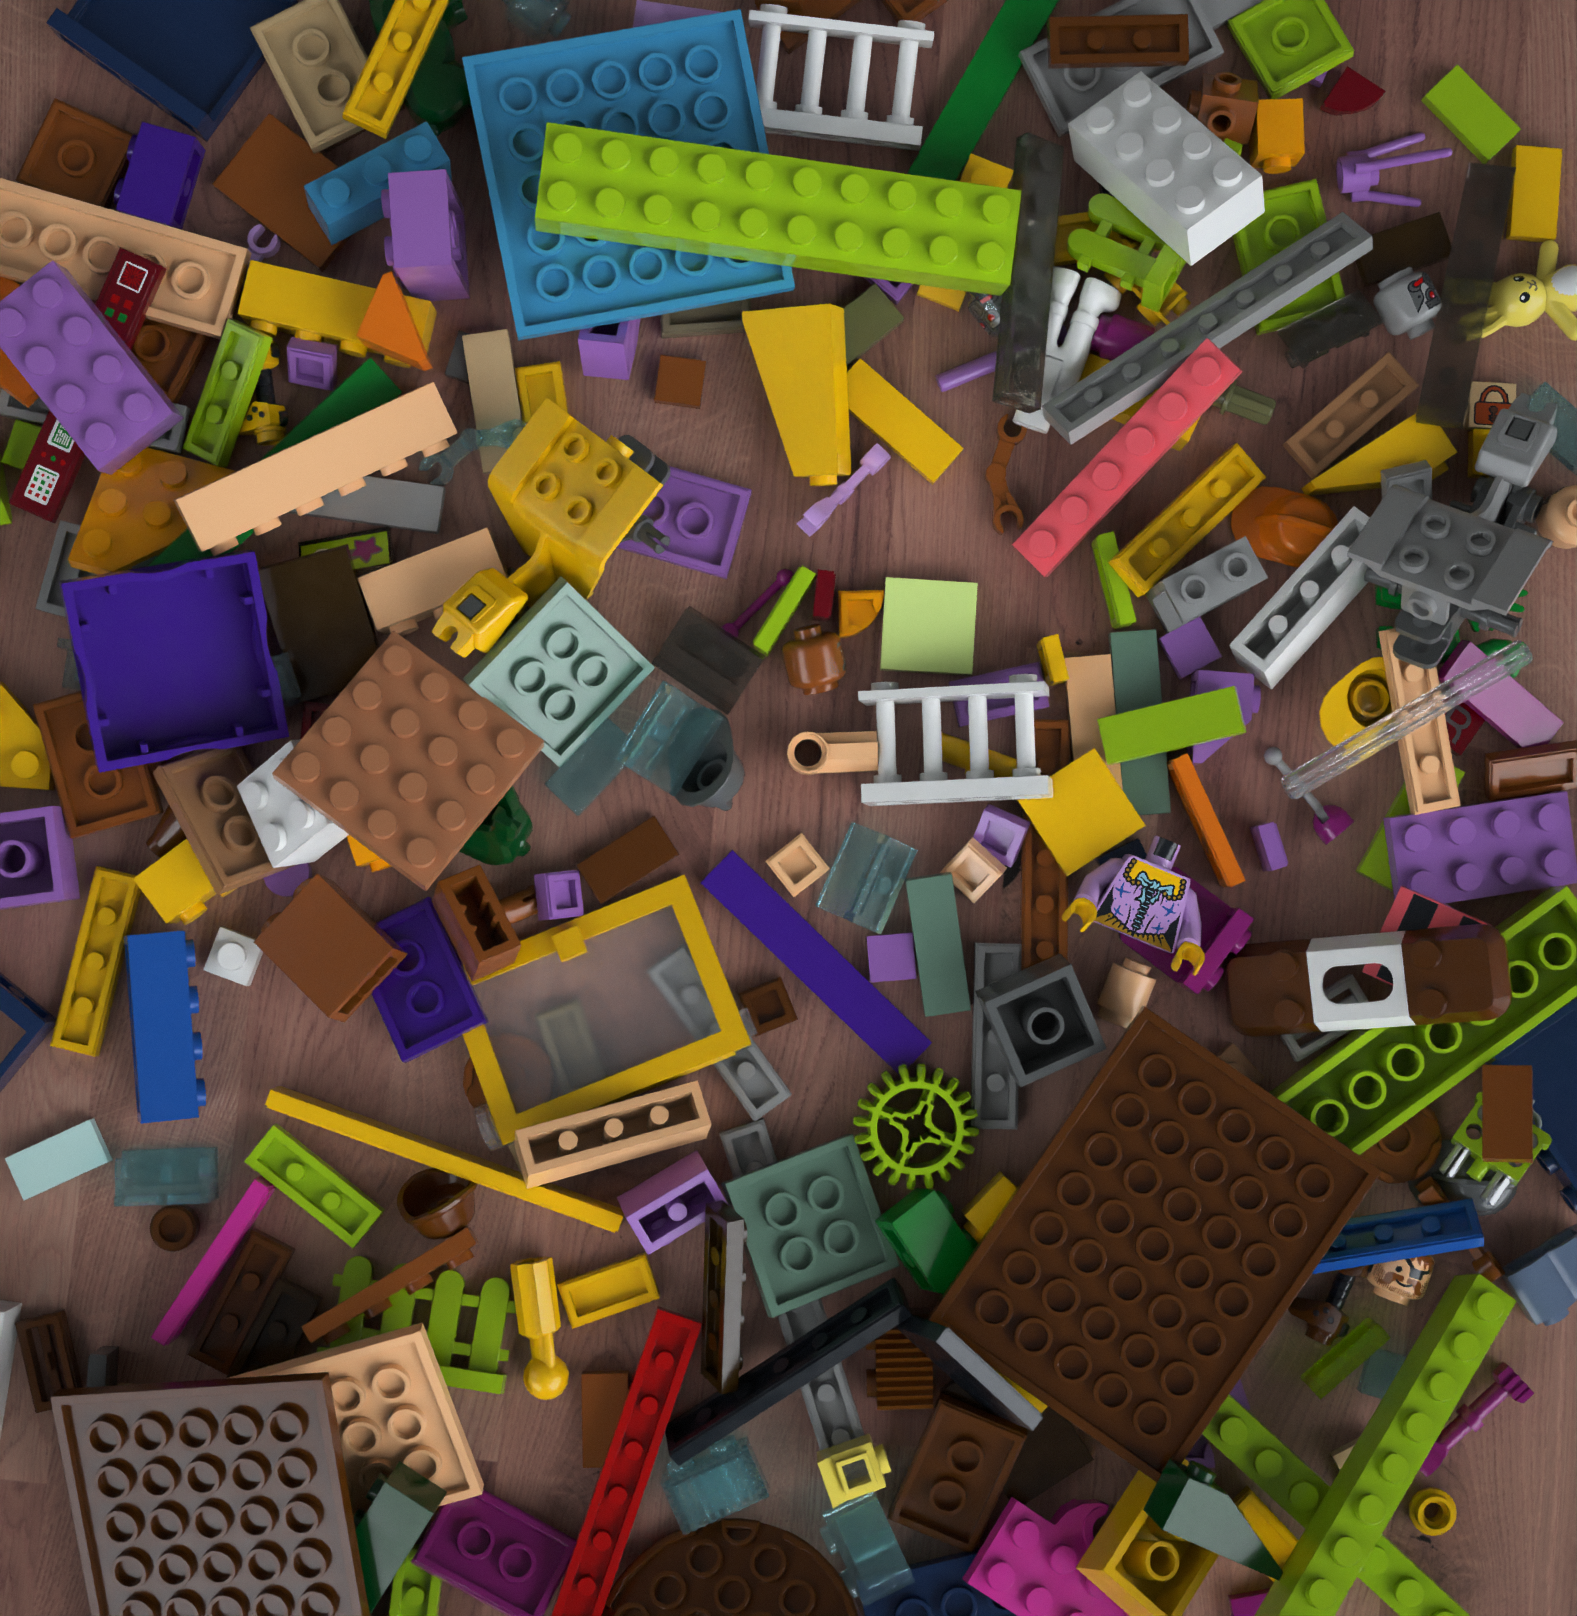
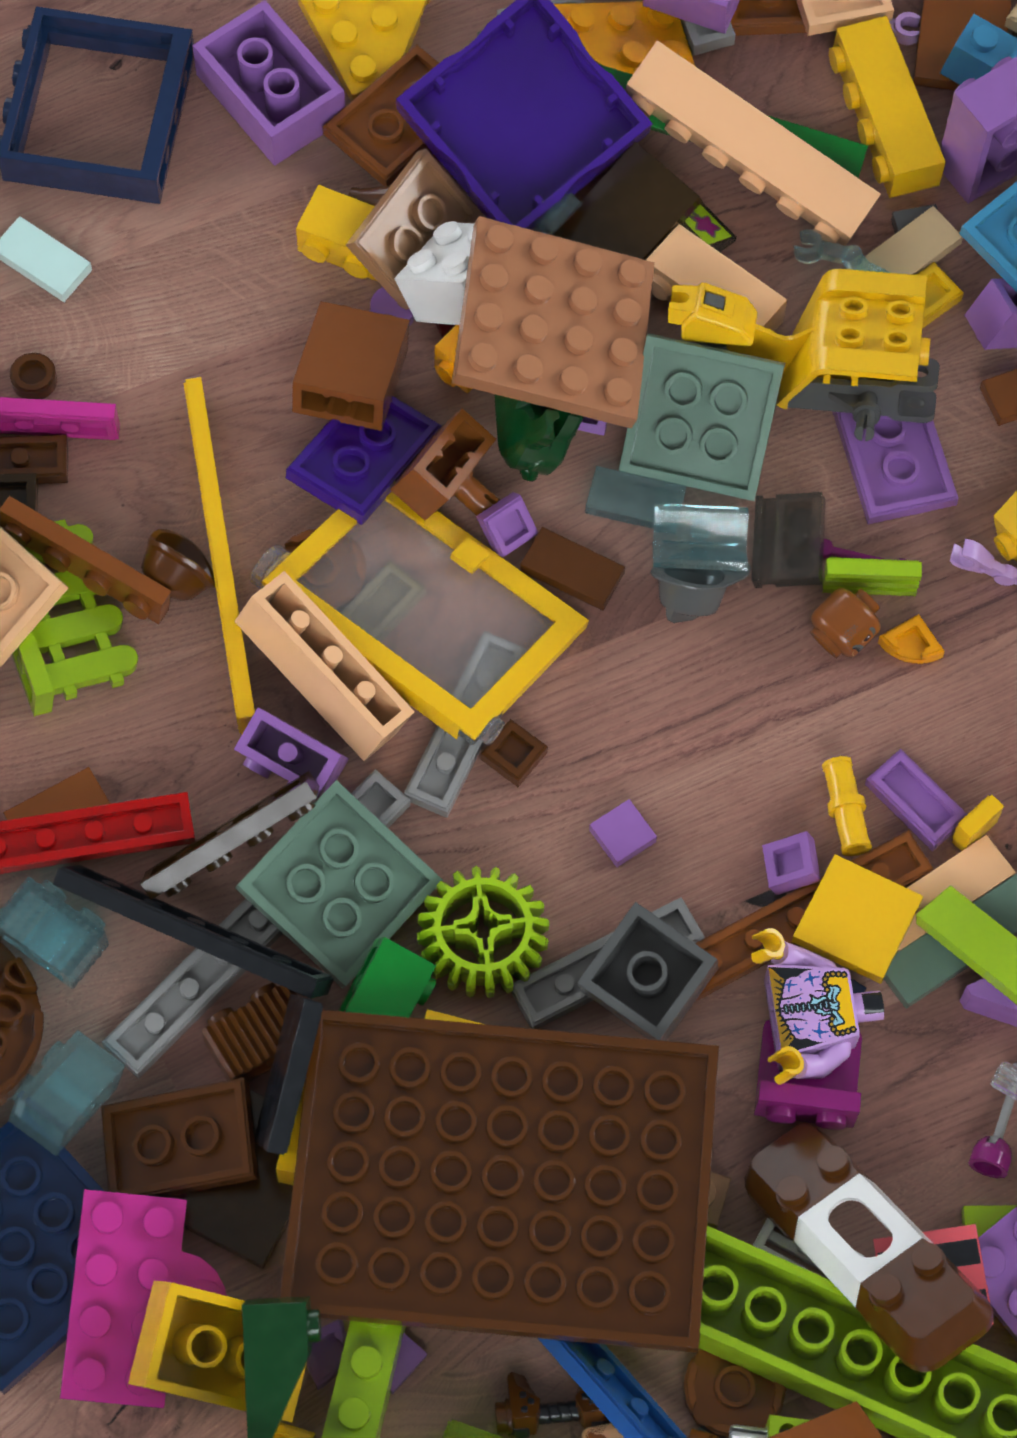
camera: 60 degrees right, 20 degrees down
(96, 962) = (226, 205): yellow tile -> none
(162, 1026) = (204, 273): blue brick -> none
(166, 1176) = (74, 345): clear light blue hinge -> none
(227, 392) = (769, 56): lime tile -> none
(234, 956) = (295, 304): white plate -> none
(265, 417) = (809, 69): yellow piece -> none
(312, 363) = (833, 107): medium lavender tile -> none
(314, 1185) = (134, 463): lime plate -> none
(387, 504) = (750, 220): light grey tile -> none
(390, 326) = (905, 135): orange slope -> none
(538, 1320) = (118, 704): yellow piece -> none
(608, 1290) = (177, 753): yellow tile -> none
(797, 865) = (655, 711): light nougat tile -> none
(815, 962) = (578, 772): dark purple tile -> none
(824, 595) = (906, 601): dark red tile -> none
(839, 752) = (775, 684): light nougat piece -> none
(853, 1469) = (133, 1037): light yellow window -> none
(866, 877) = (682, 774): clear light blue panel -> none
(928, 626) = (937, 707): yellowish green tile -> none
(937, 944) = (660, 861): sand green tile -> none
(974, 870) = (746, 858): light nougat tile -> none
(979, 781) = (828, 810): white fence -> none
(1125, 992) = (735, 1049): light nougat brick -> none
(1204, 821) = (919, 1036): orange tile -> none
(1269, 846) = (934, 1107): medium lavender tile -> none

